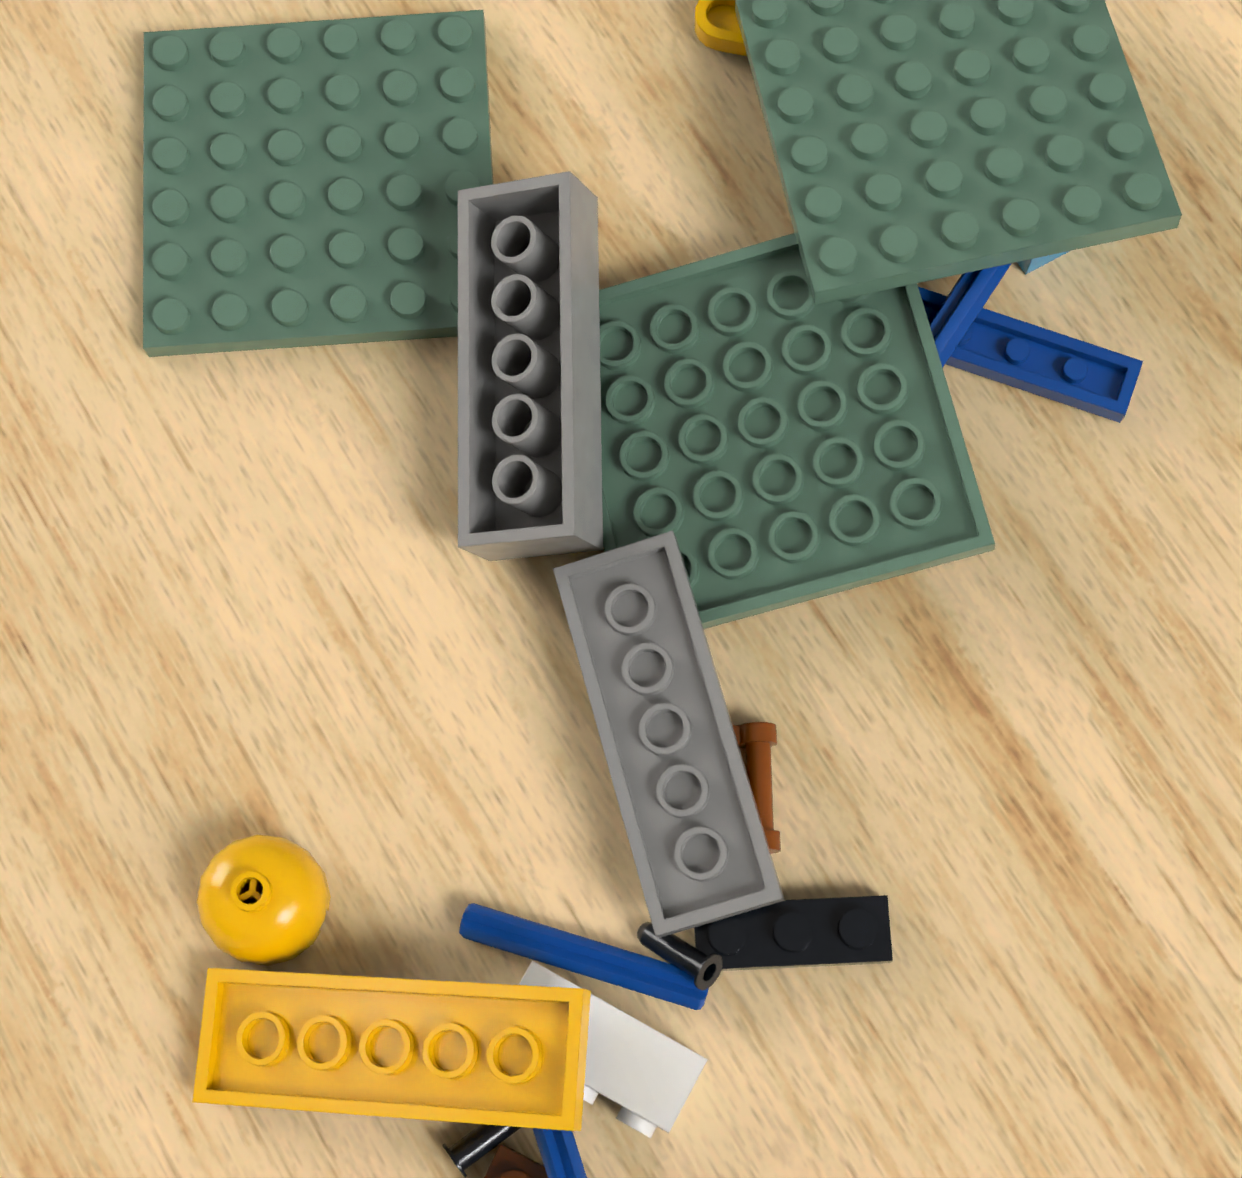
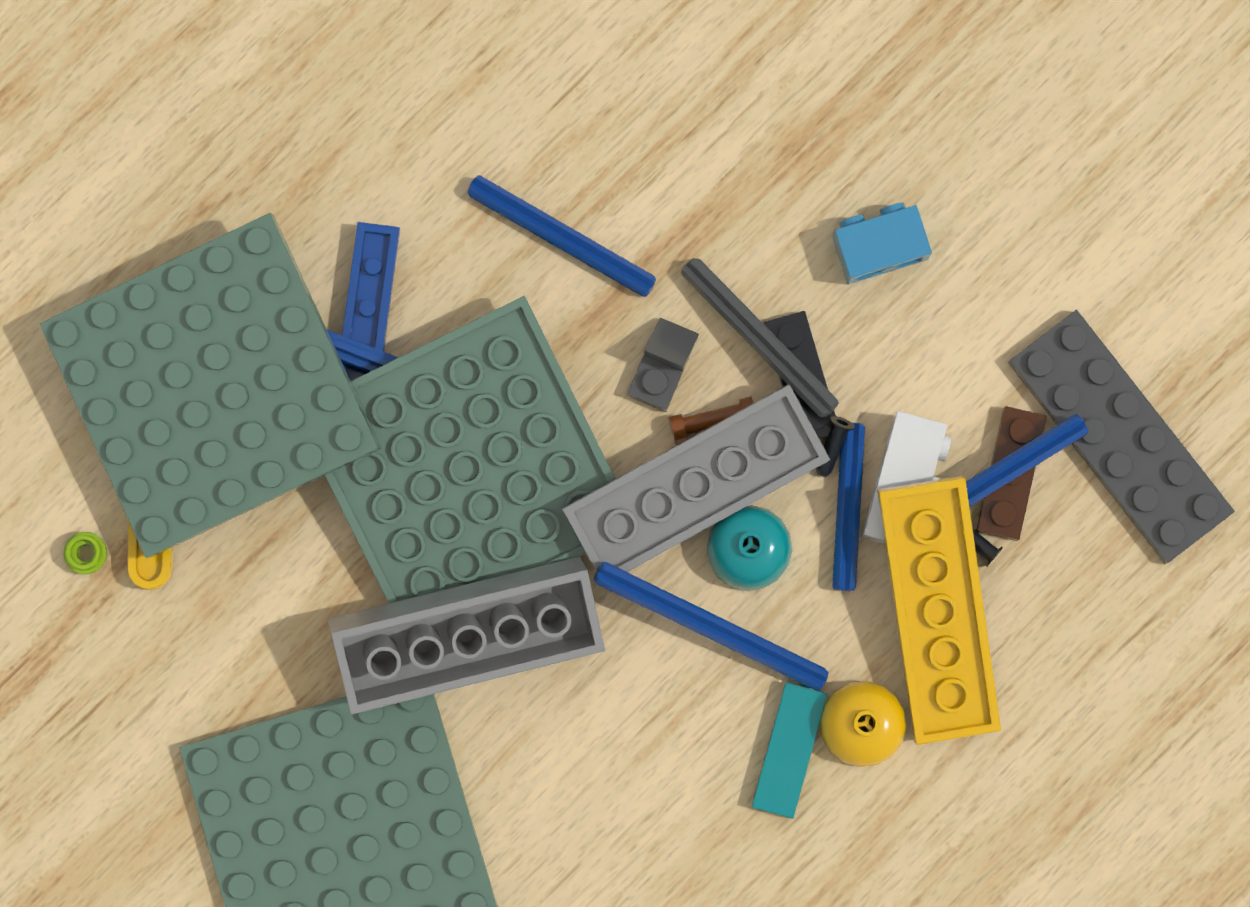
camera: 105 degrees left, 10 degrees up
(257, 785) = (789, 750): none -> teal tile
(455, 708) = (710, 626): none -> blue axle
(564, 824) = (745, 569): none -> teal cylinder
(855, 736) = (662, 364): none -> dark grey slope
(862, 880) = (760, 337): none -> dark grey axle
(975, 1104) = (881, 243): none -> dark azure brick
(1070, 636) = (561, 236): none -> blue axle

